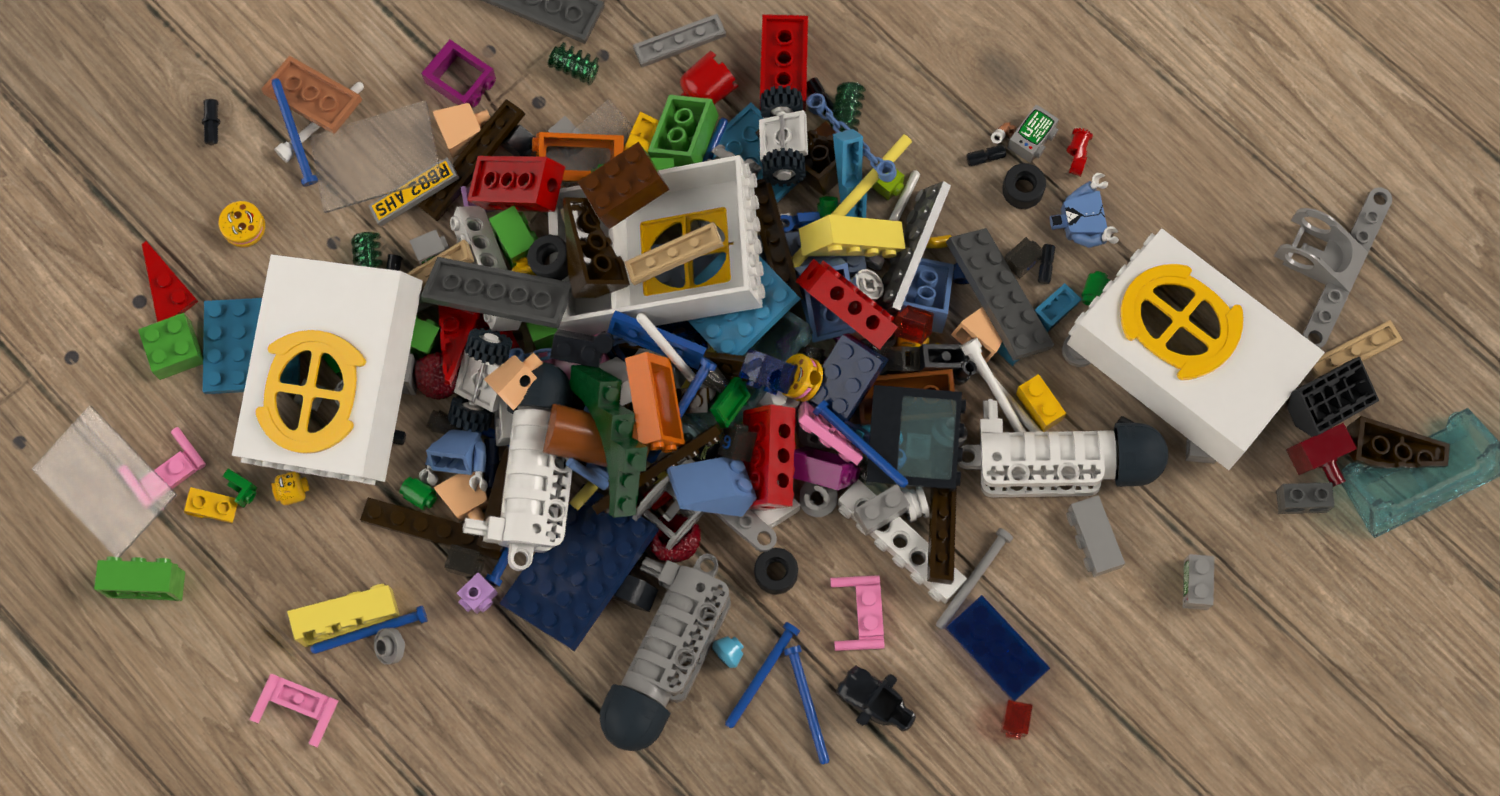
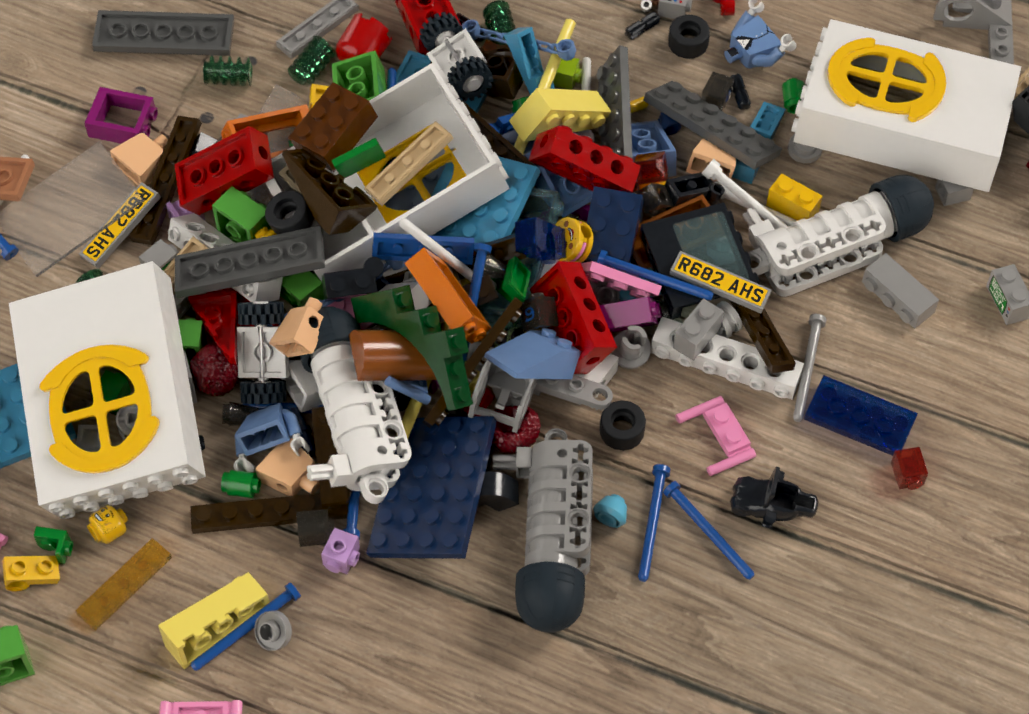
camera: 25 degrees left, 15 degrees down
(284, 547) = (123, 584): none -> clear yellow plate
(631, 229) = (359, 158): none -> green tile
(655, 80) = (311, 61): none -> clear green piece
(920, 473) = (720, 282): none -> tile

